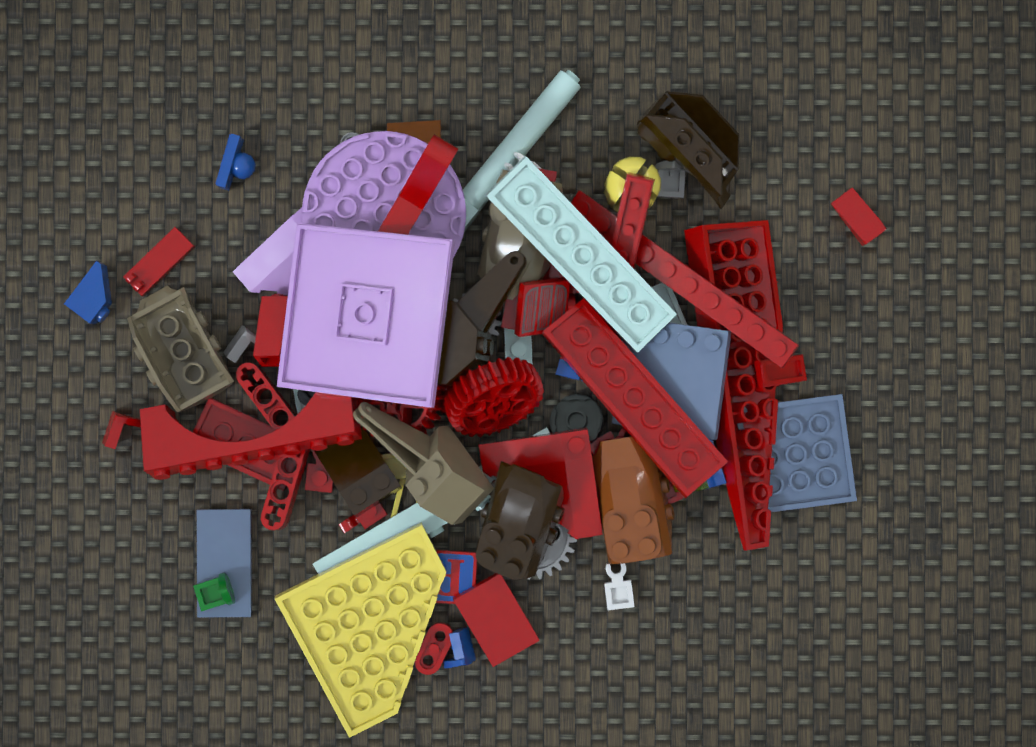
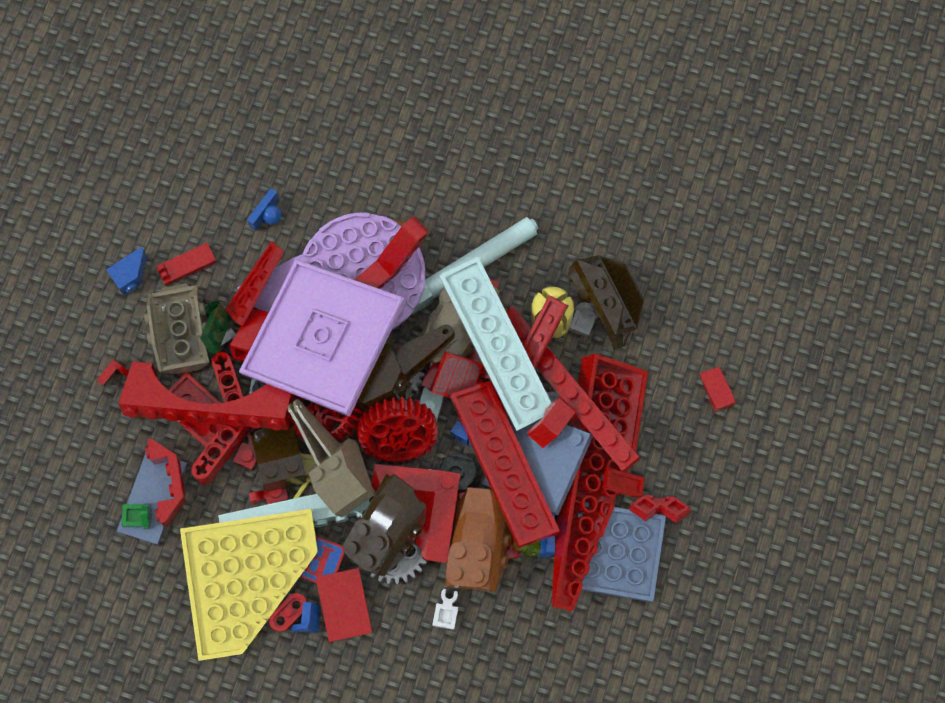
camera: 15 degrees right, 15 degrees down
(211, 512) = (168, 508): none -> red slope
(227, 335) = (215, 327): none -> dark green plate
(253, 268) = (251, 288): none -> red wing
(680, 331) = (552, 423): none -> red slope
(842, 380) = (669, 506): none -> red tile

